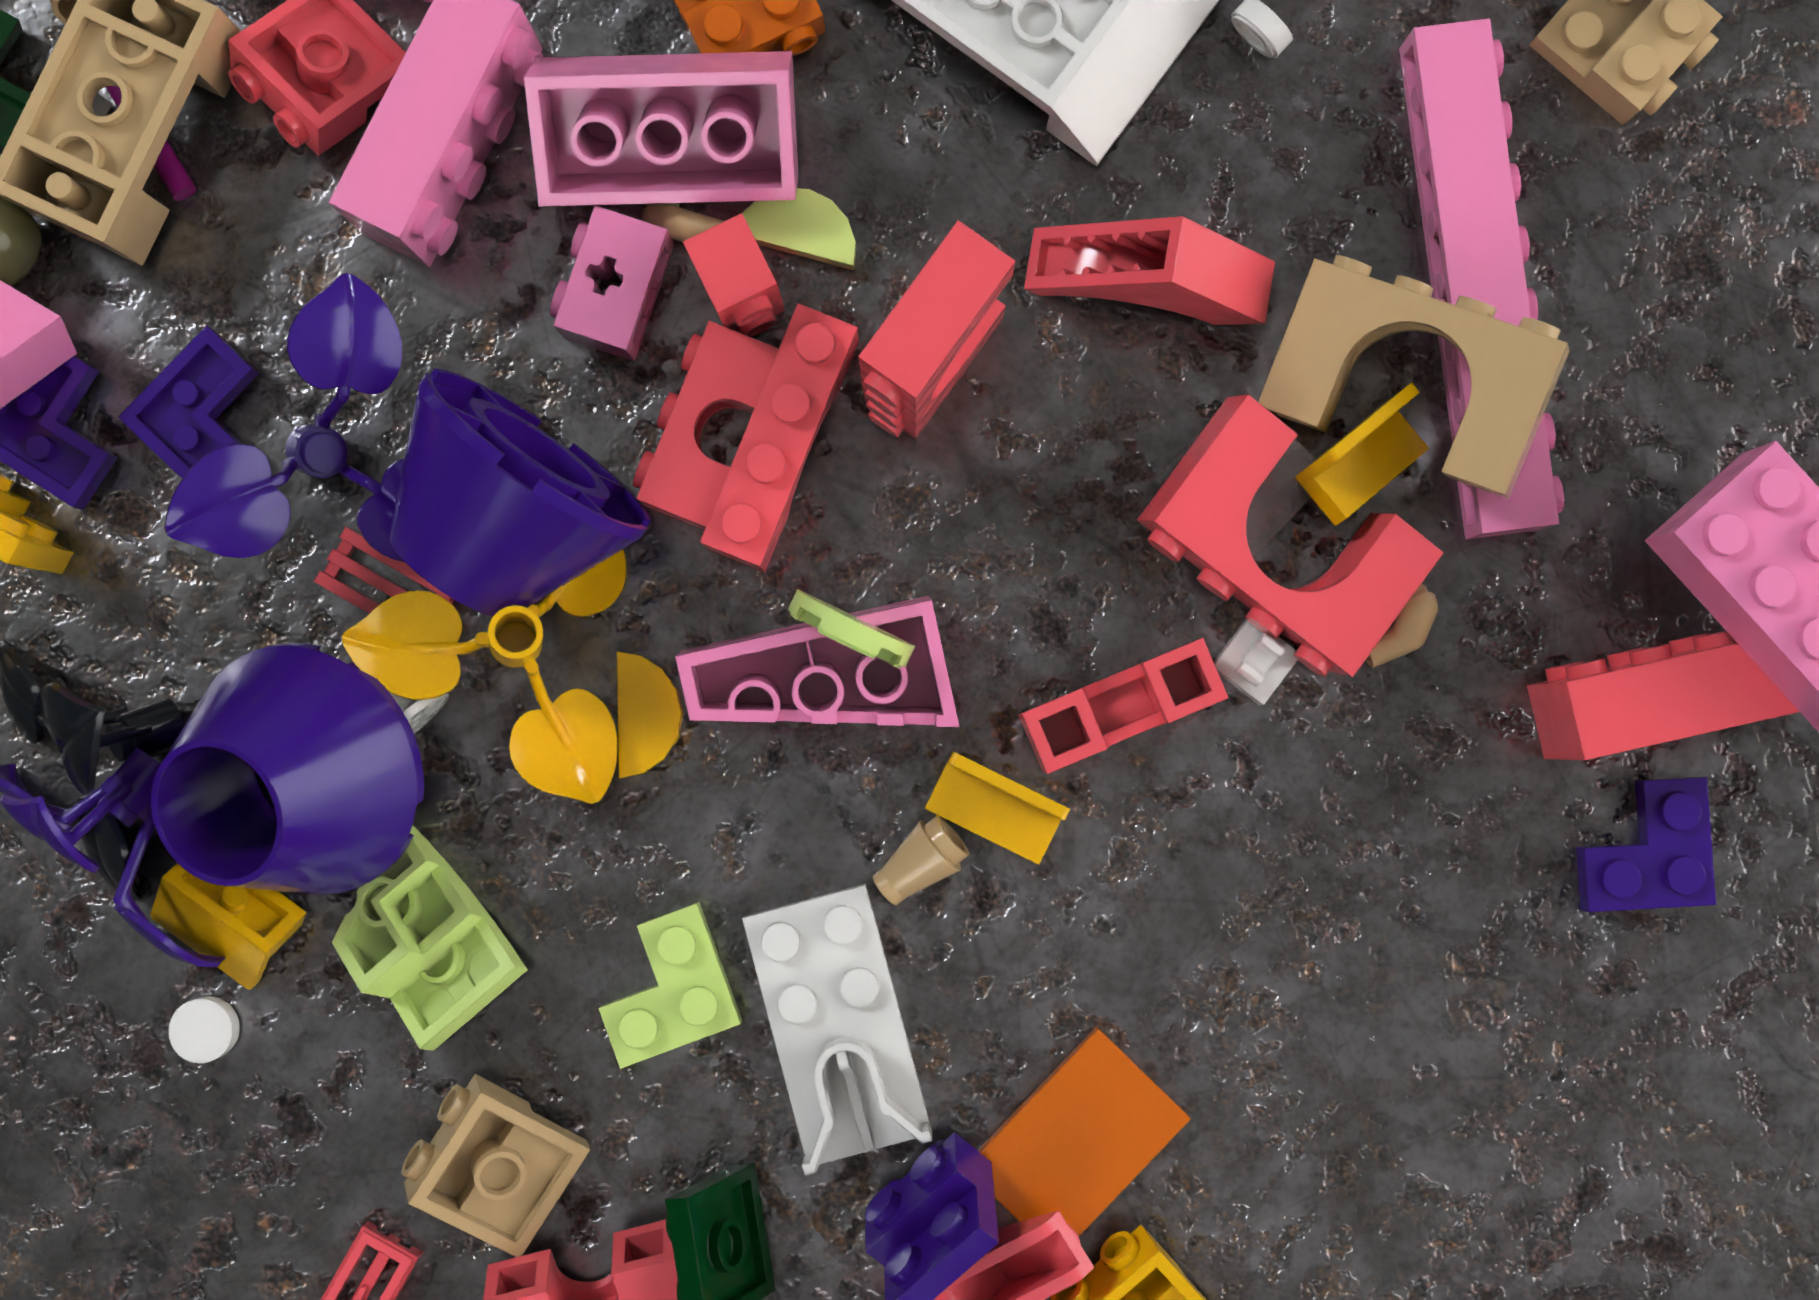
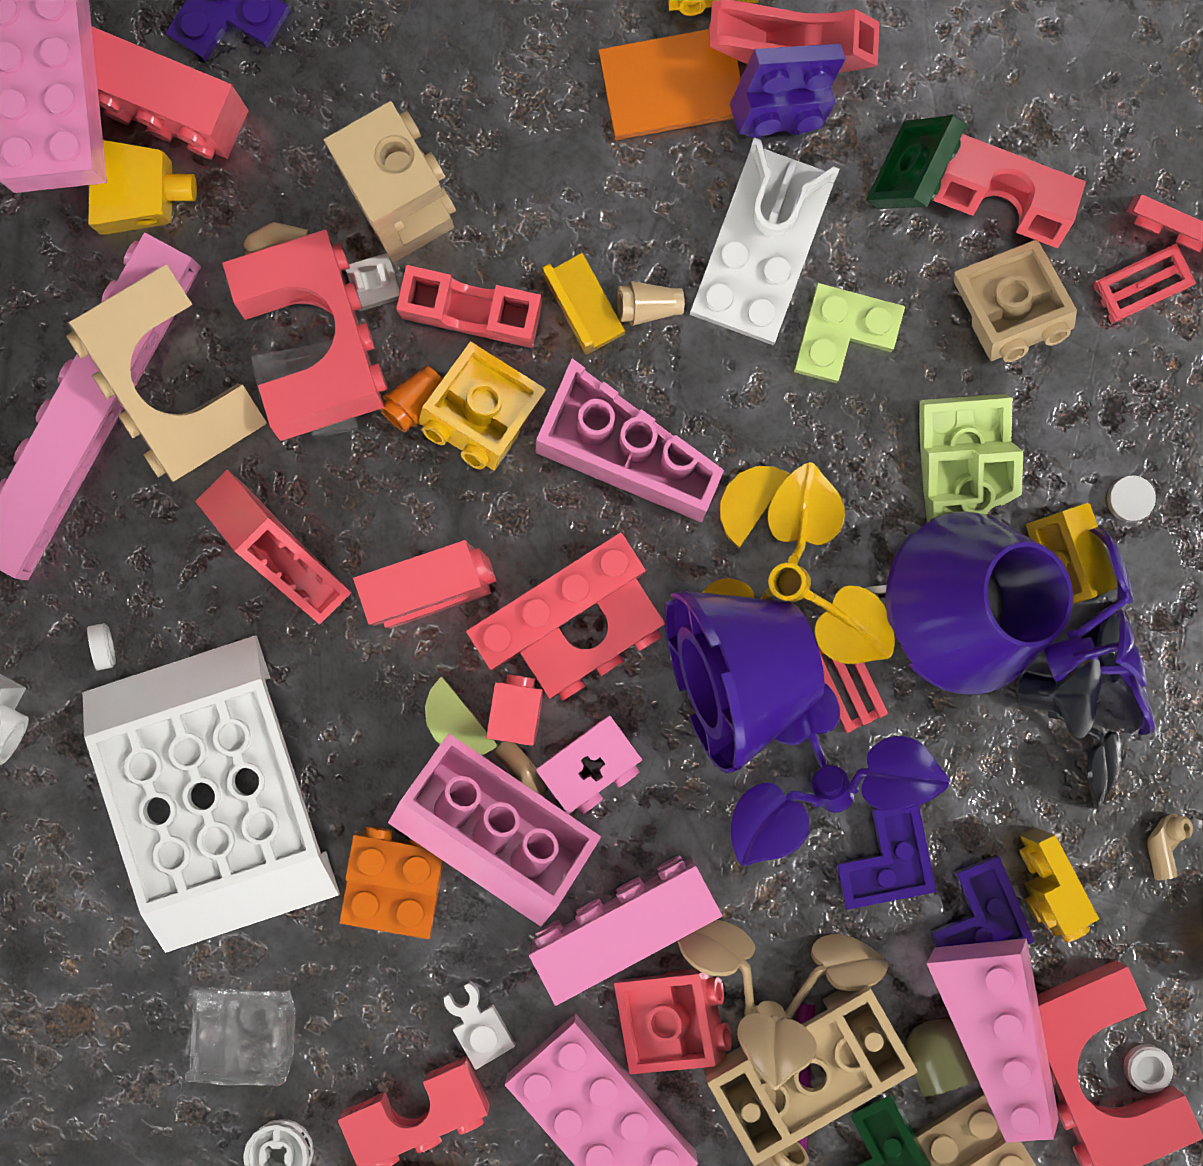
camera: 145 degrees left, 0 degrees up
(163, 94) = (767, 1032): none -> tan plant
(850, 630) = (596, 454): yellowish green tile -> none
(1027, 600) = (480, 407): none -> yellow plate
(1113, 556) = (406, 401): none -> orange cone
(1316, 777) = (393, 180): none -> tan plate
(1364, 460) = (227, 351): yellow panel -> none
(1606, 571) = (136, 189): none -> yellow torso

